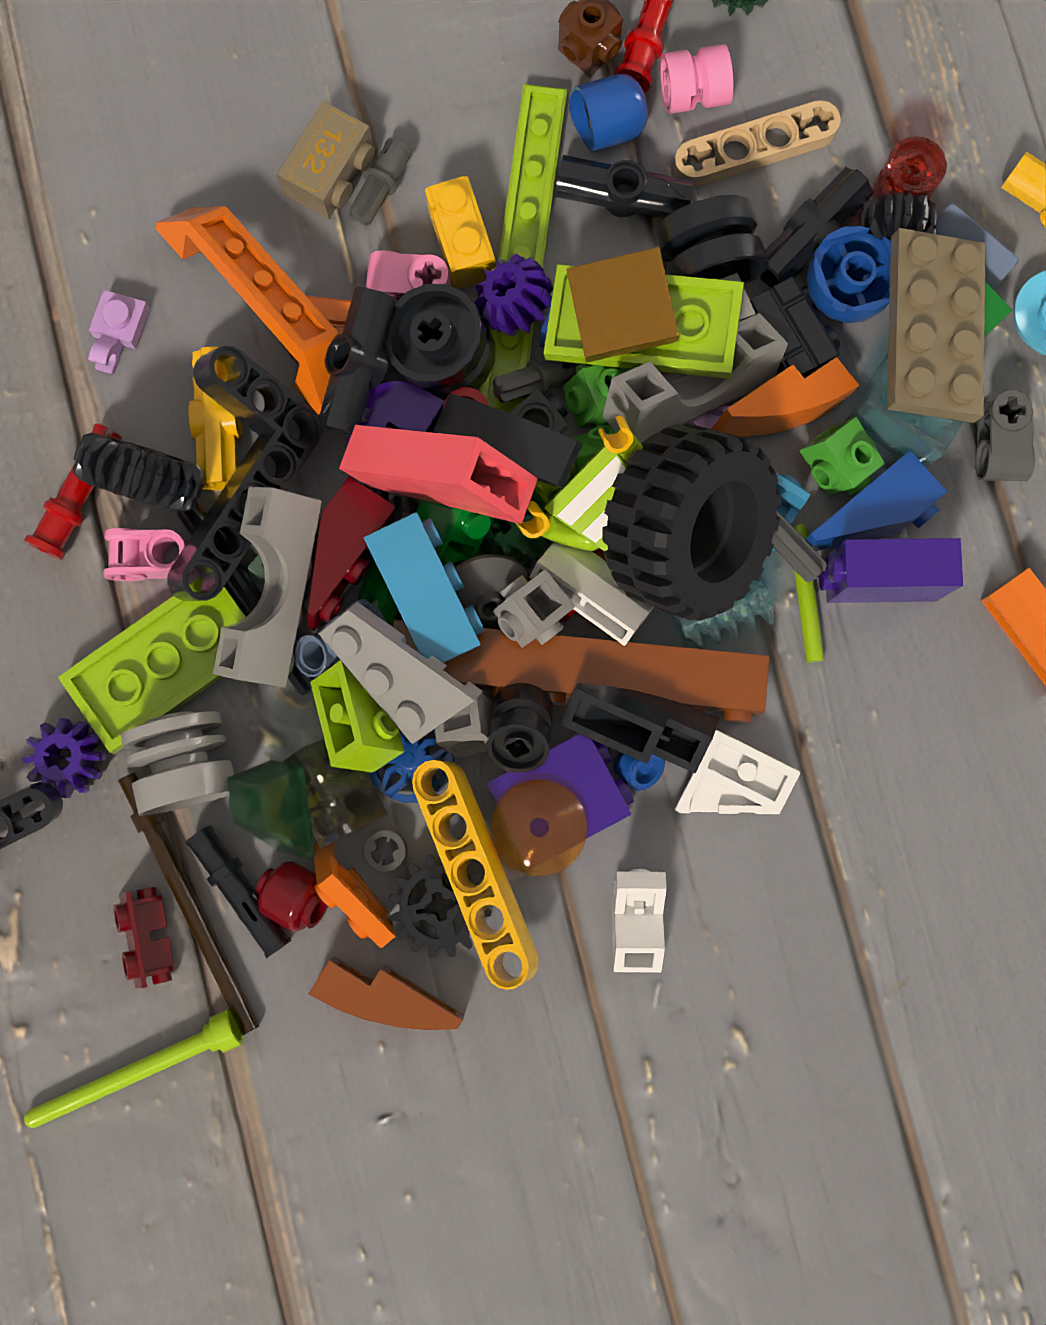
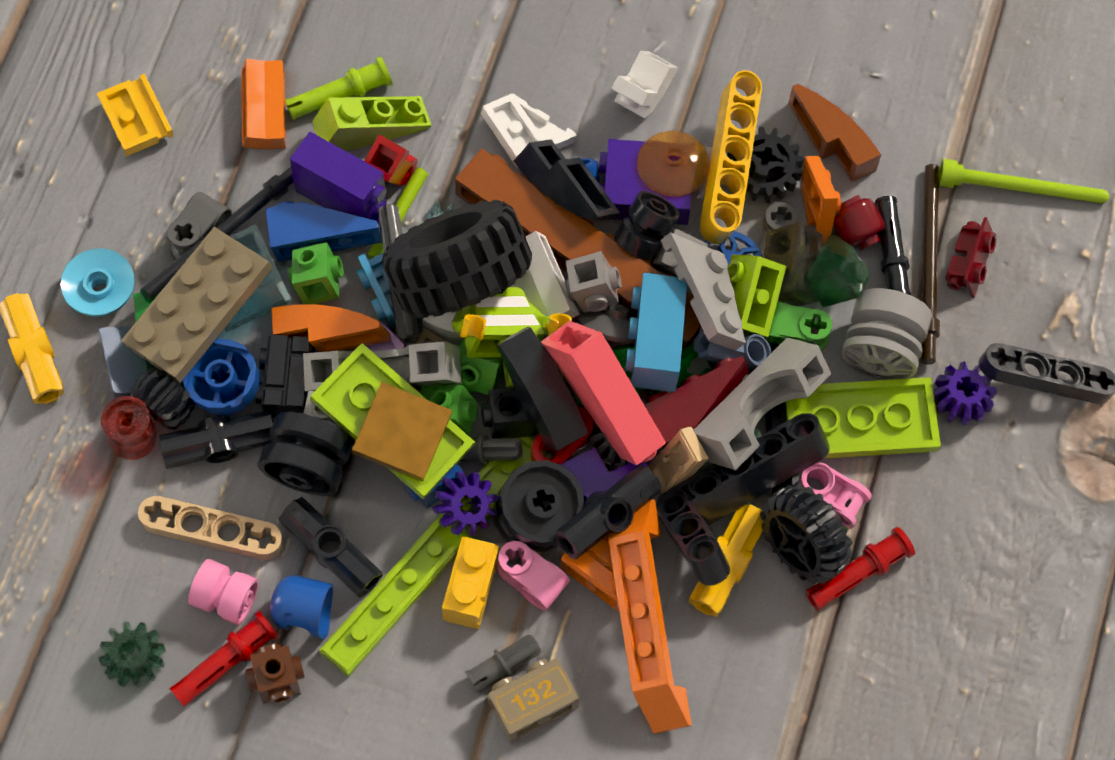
camera: 150 degrees left, 15 degrees down
(115, 324) = (761, 677): lavender plate -> none
(295, 717) = (797, 323): none -> bright green piece
(318, 476) = (678, 459): none -> tan plate
(851, 636) = (392, 160): none -> red leg
(911, 682) = (358, 121): none -> lime slope
(962, 716) = (355, 84): none -> lime pin
(976, 433) = (272, 190): none -> black bar

